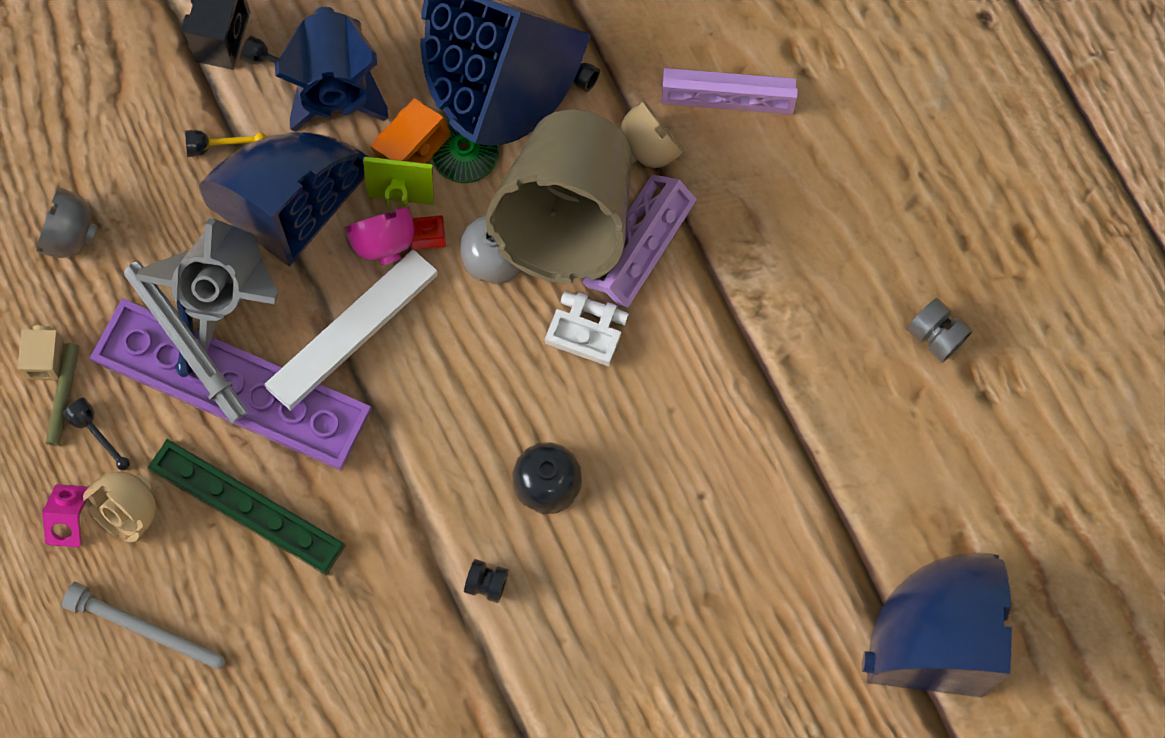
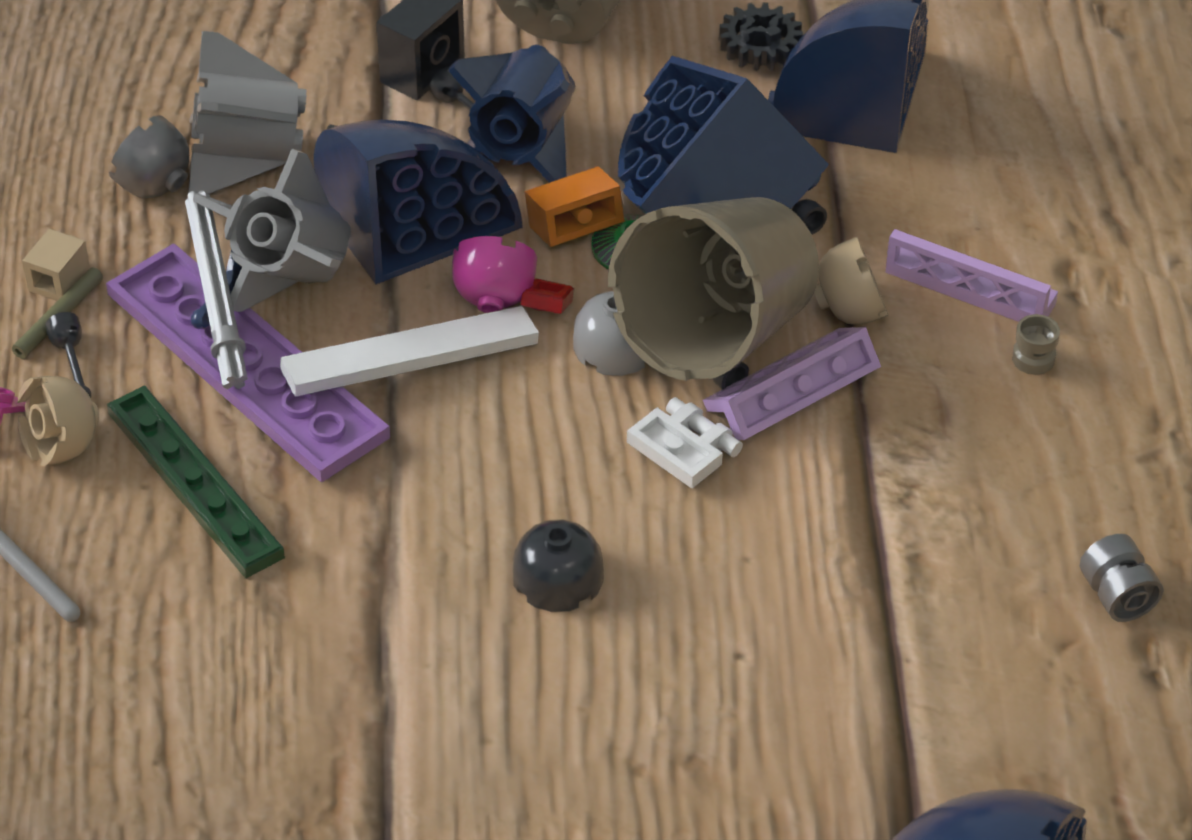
camera: 25 degrees right, 25 degrees down
(118, 160) = (240, 116): none -> light grey brick
(399, 181) = (542, 225): lime piece -> none
(494, 582) = (426, 637): black wheel -> none
(803, 131) = (1036, 344): none -> dark tan wheel

